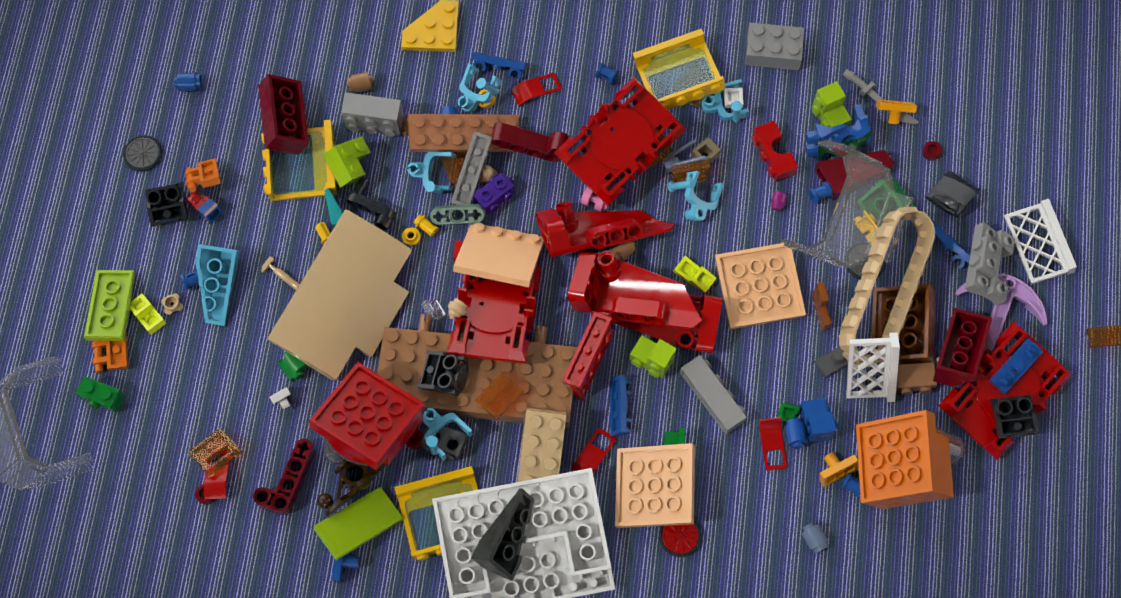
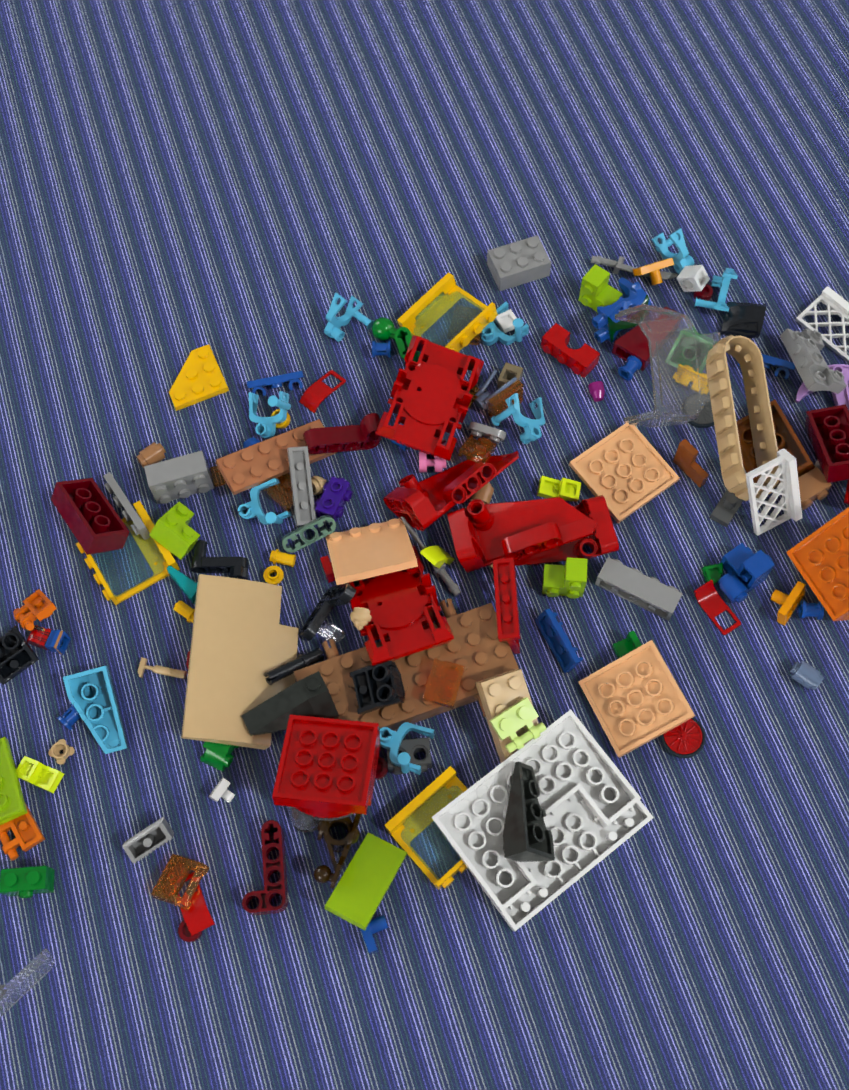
camera: 25 degrees left, 5 degrees down
(206, 408) = (148, 840): none -> light grey brick
(317, 112) = (128, 512): none -> light grey plate
(378, 354) = (302, 698): none -> pearl dark grey wedge
(391, 322) = (288, 668): none -> black pin
(449, 280) = (333, 597): none -> black beam
(539, 453) = (513, 719): none -> yellowish green plate
(552, 296) = (452, 586): none -> light grey sword
(554, 284) = (437, 556): none -> neon yellow slope
(577, 30) = (333, 326): none -> medium azure piece
(591, 455) = (557, 700): red piece -> none
(618, 56) = (384, 329): none -> green beam
(640, 206) = (477, 450): none -> clear orange plate
(652, 189) = (479, 430): none -> light grey plate
(925, 104) = (680, 259): none -> medium azure piece
(927, 133) = (693, 278): none -> white brick
(954, 149) = (723, 283): none -> medium azure piece

